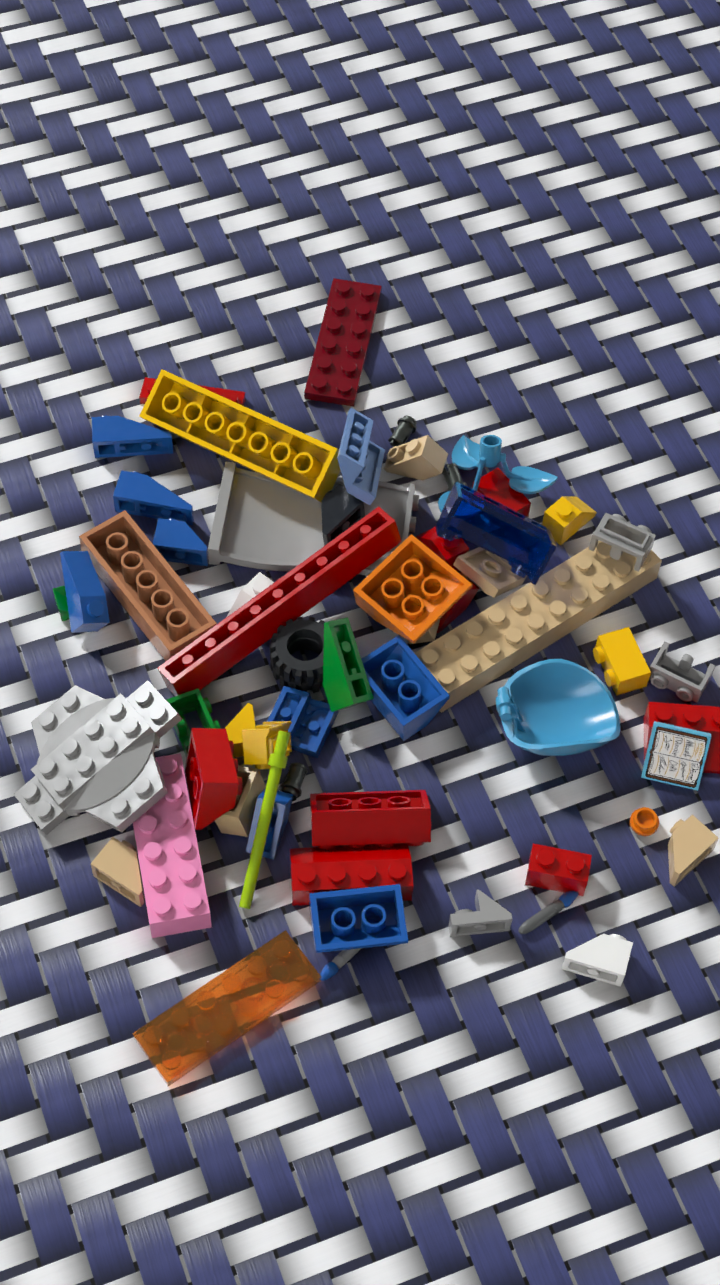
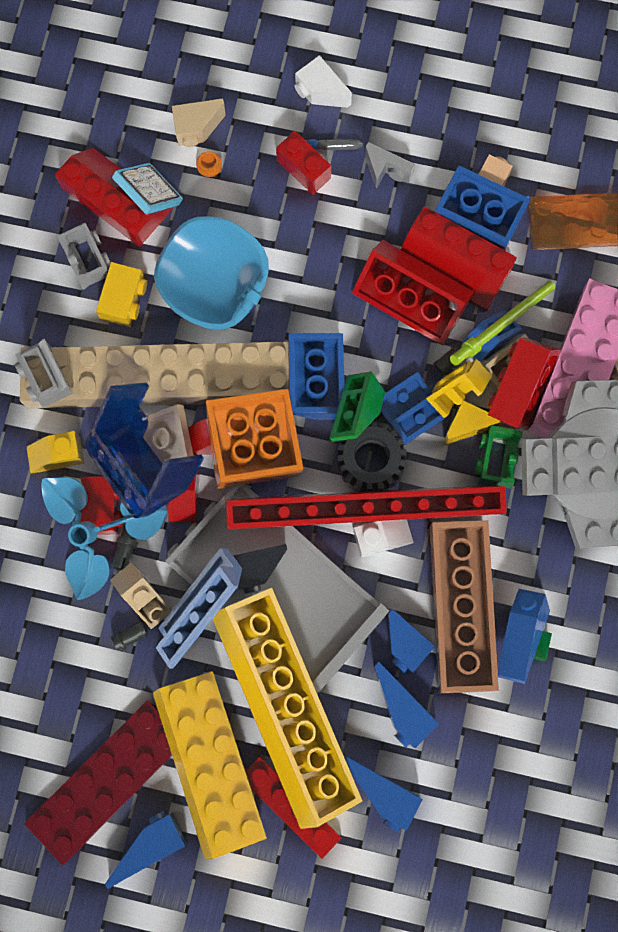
camera: 140 degrees left, 20 degrees up
(274, 324) = (152, 844): none -> blue slope
(275, 380) = (209, 765): none -> yellow brick
(370, 970) = (496, 169): none -> light nougat brick

